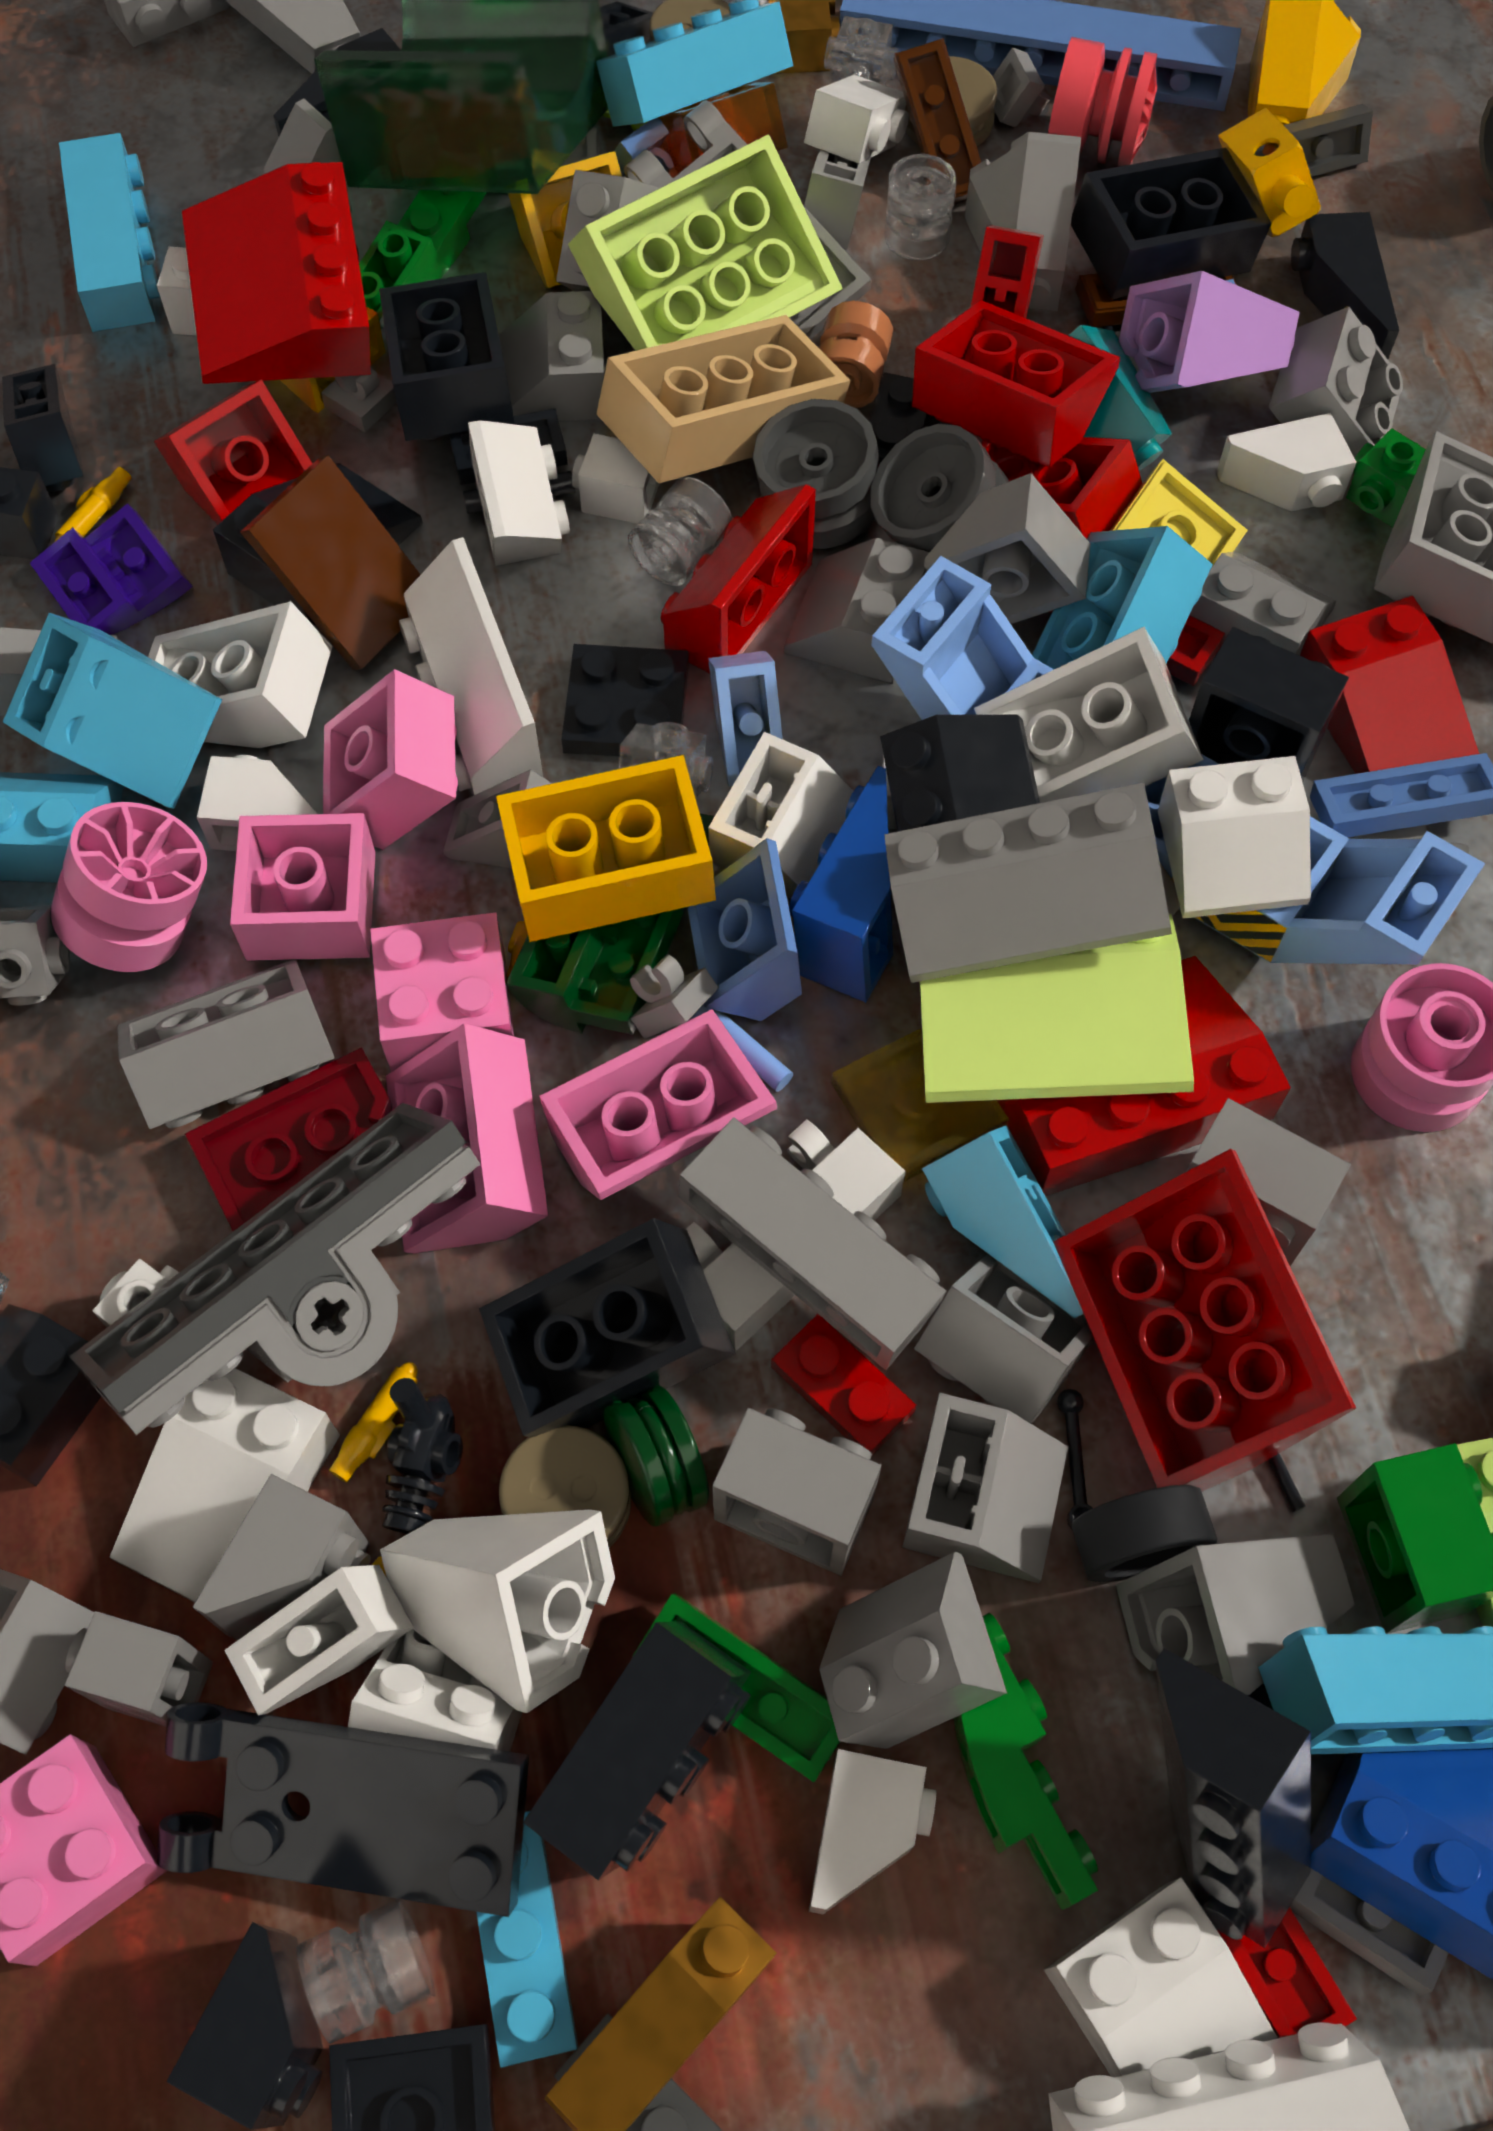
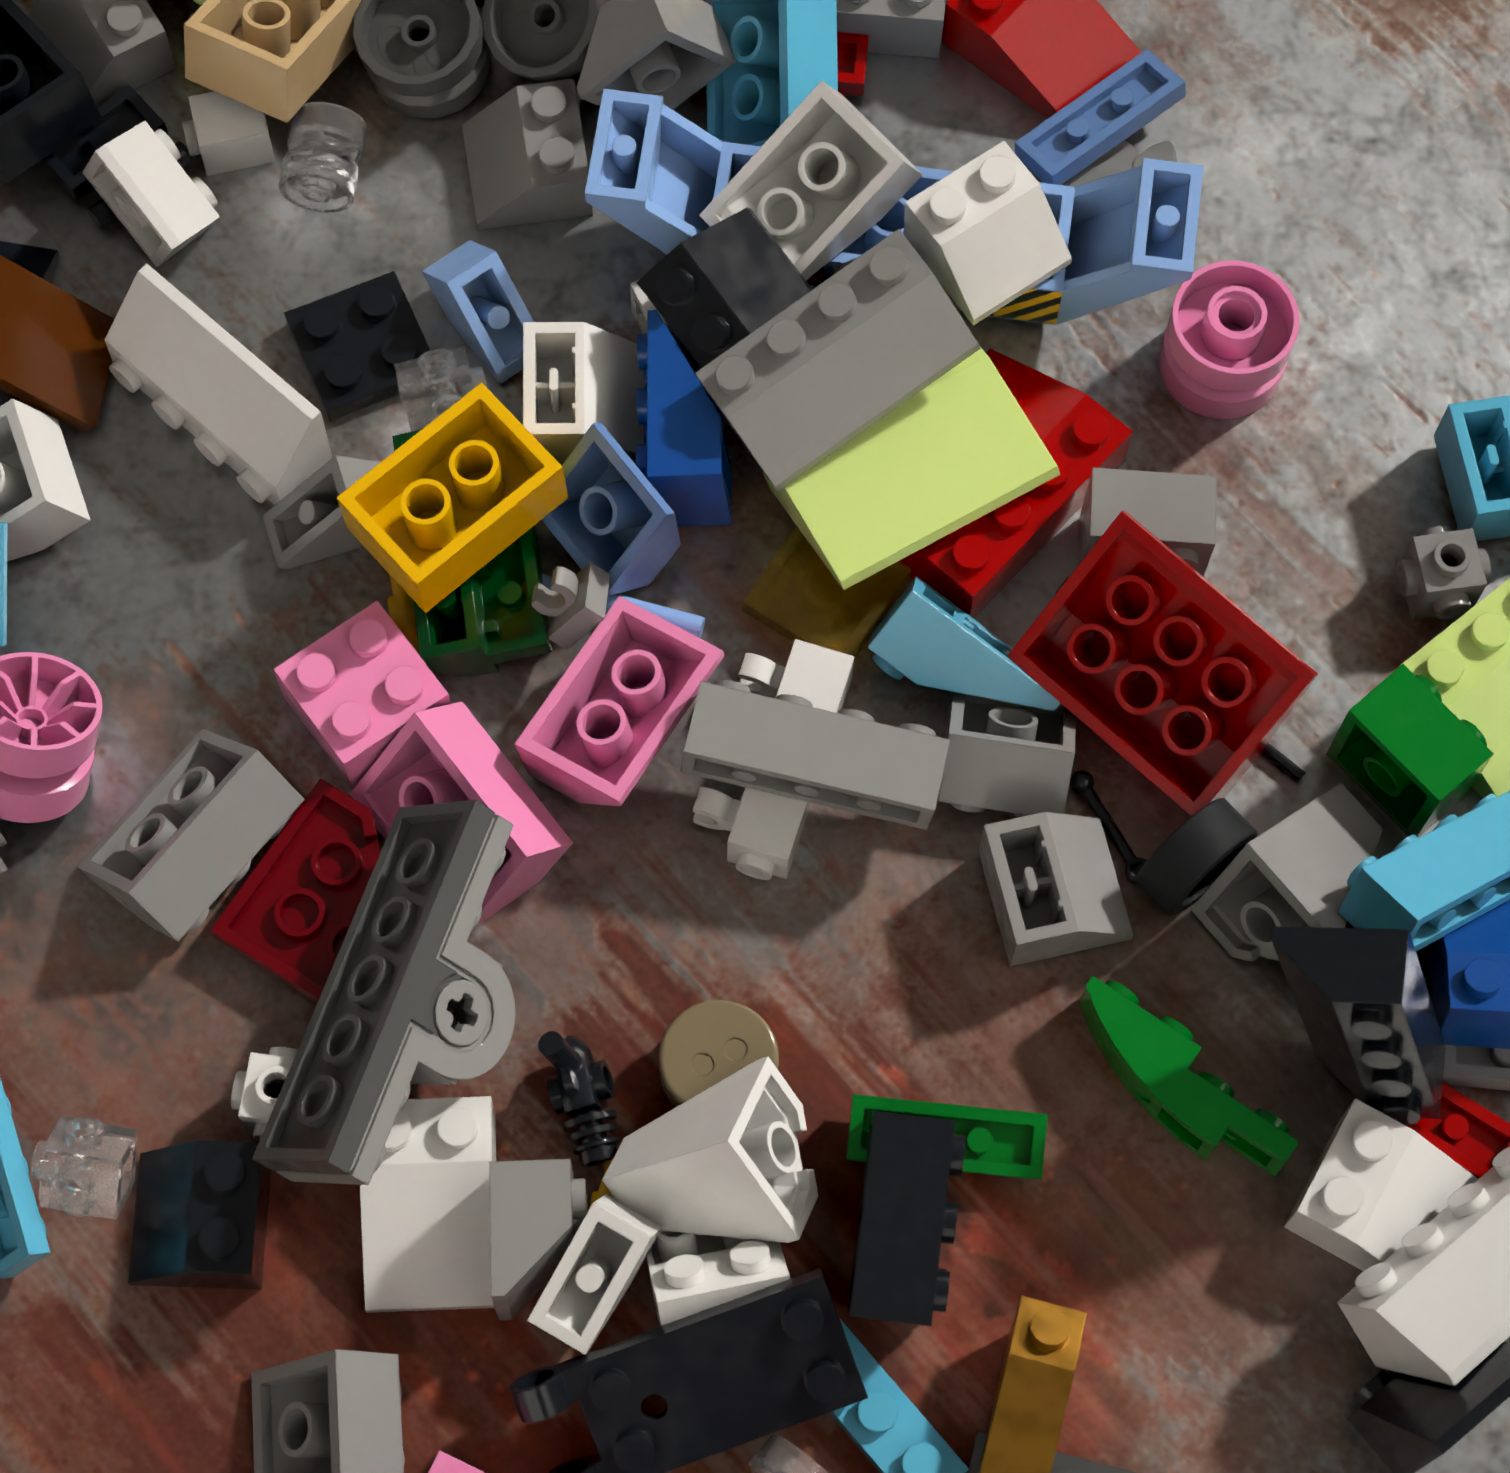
camera: 30 degrees left, 5 degrees up
(135, 1668) = (459, 1376): light grey brick -> none
(243, 788) = (90, 607): white slope -> none
(303, 887) = (182, 659): bright pink brick -> none
(372, 1429) = (524, 1091): yellow piece -> none
(391, 756) = (193, 506): bright pink brick -> none
(606, 1328) = (685, 911): black brick -> none
(658, 1455) = (783, 989): dark green head -> none
(743, 578) = (406, 179): red slope -> none
(795, 1488) = (910, 961): light grey brick -> none
(843, 1385) = (892, 861): red plate -> none
(868, 1823) = (1097, 1187): white slope -> none
(909, 1657) = (1067, 1042): light grey slope -> none
(1263, 703) = (951, 102): black brick -> none

